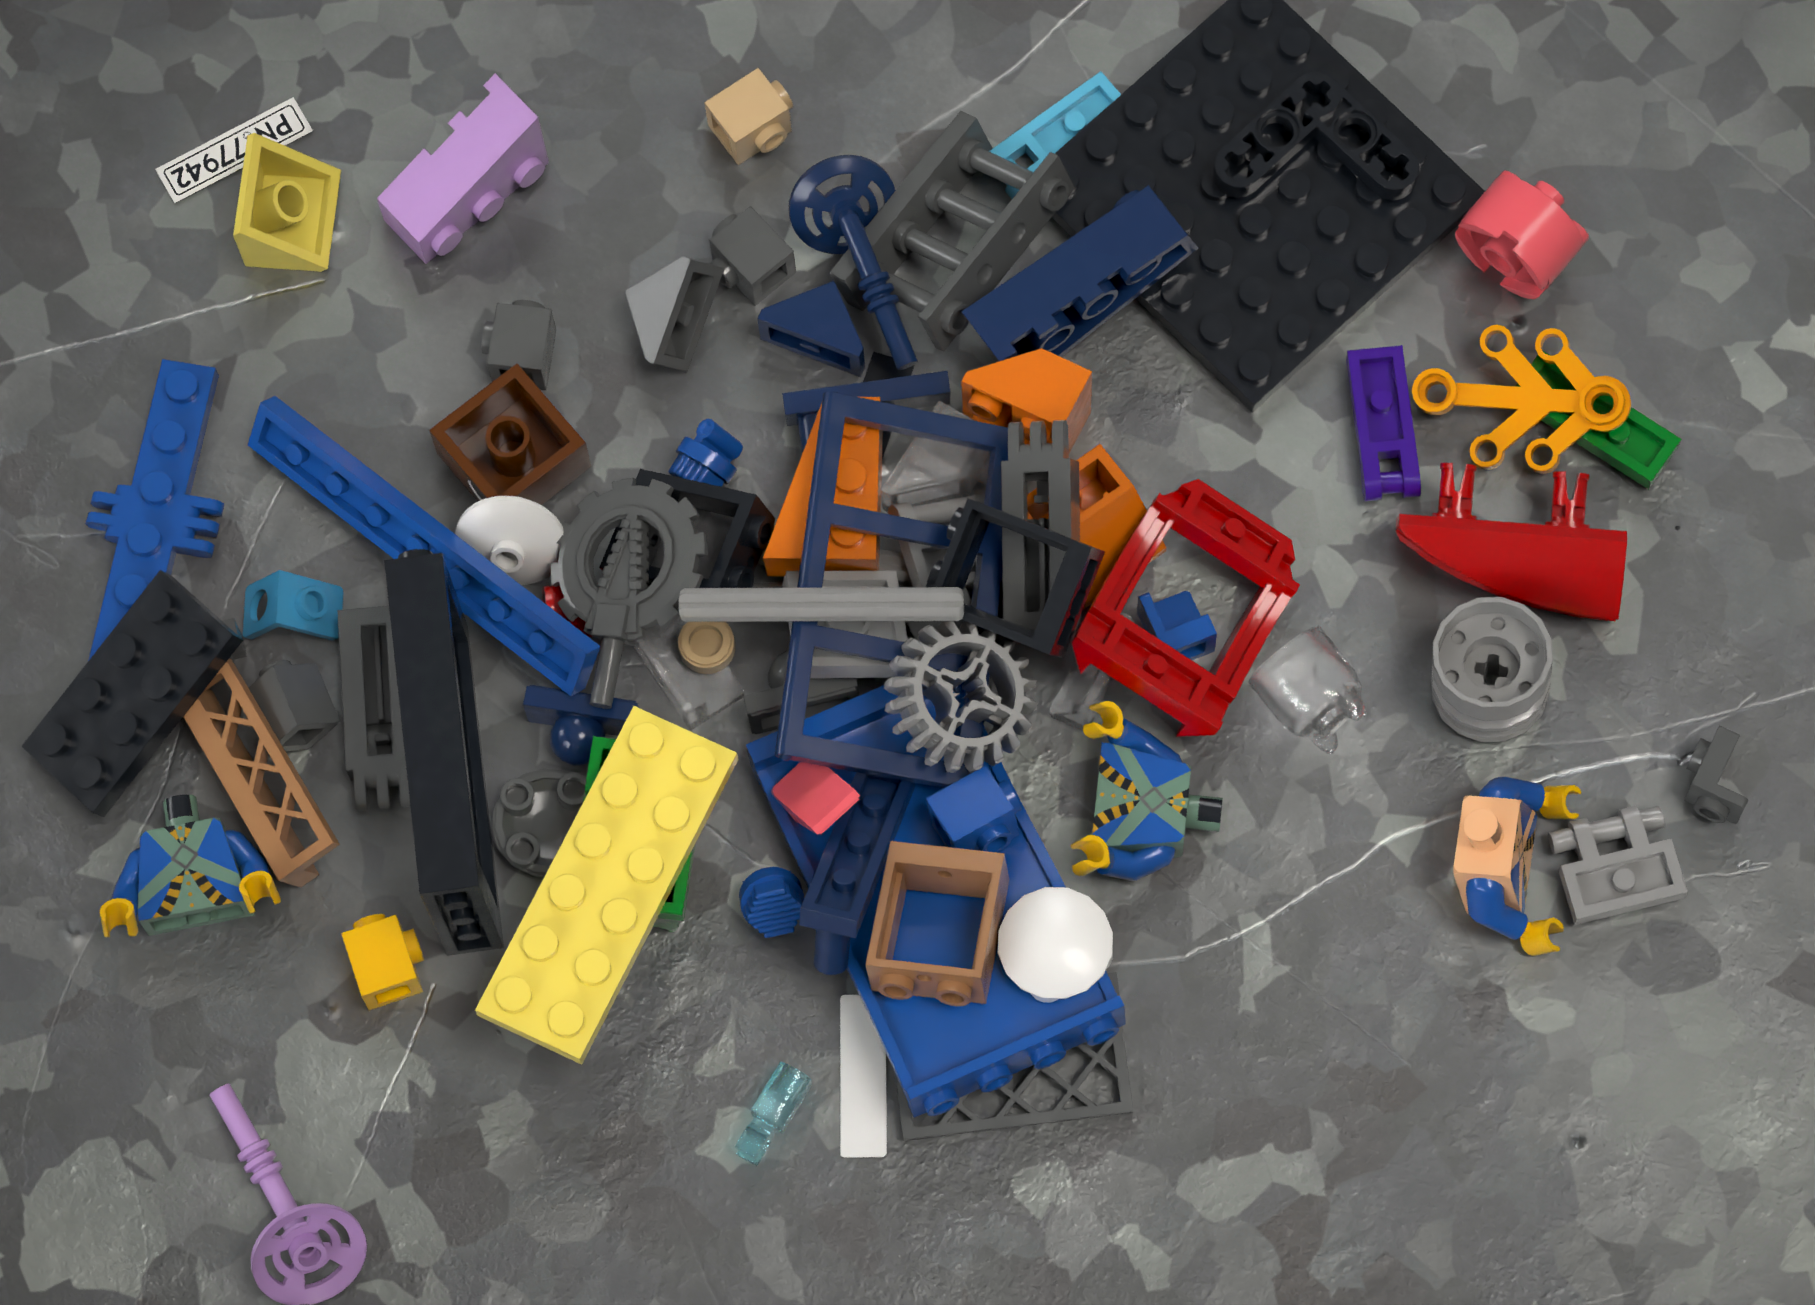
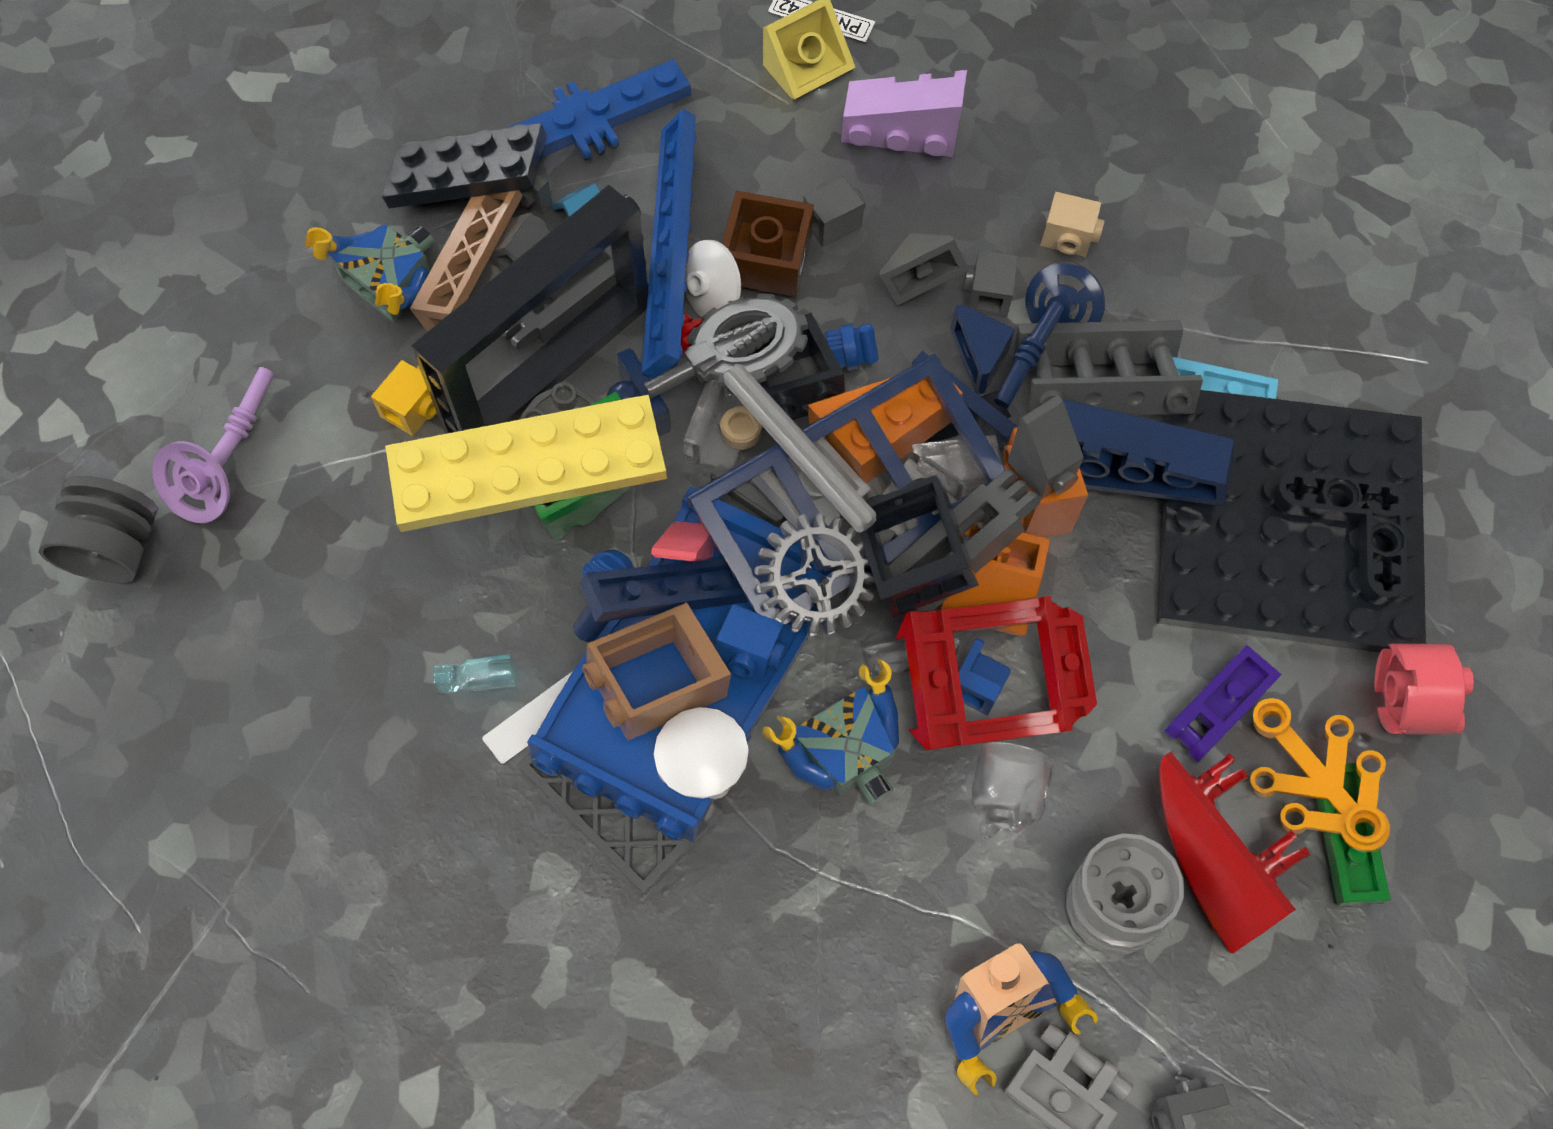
camera: 45 degrees right, 5 degrees down
(1028, 375) = (1047, 449): none -> dark grey slope

